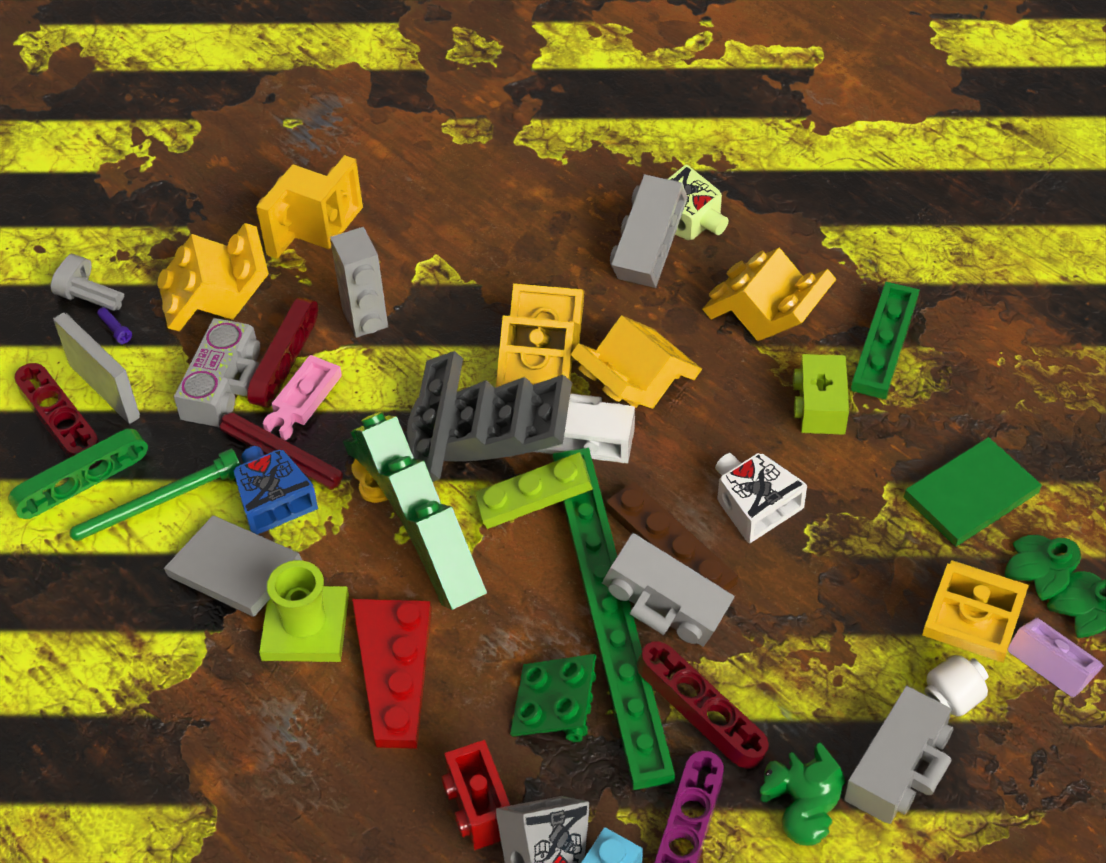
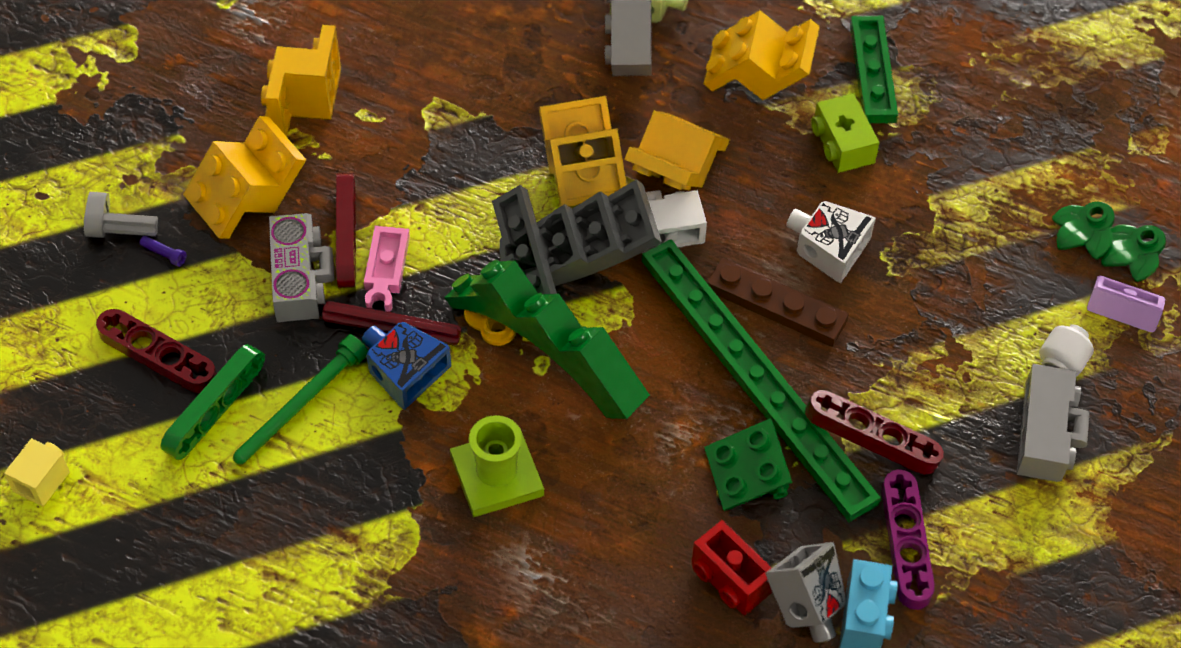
camera: 25 degrees left, 5 degrees up
(97, 367) = (182, 296): tile -> none
(229, 564) = (407, 440): light grey tile -> none
(359, 281) = (397, 144): light grey brick -> none
(394, 657) = (595, 483): red wing -> none
(533, 490) = (642, 291): lime plate -> none
(666, 592) = (803, 345): light grey piece -> none
(815, 793) = (992, 471): green animal -> none
(972, 491) = (1002, 183): green tile -> none
(975, 610) = (1059, 284): yellow bracket -> none

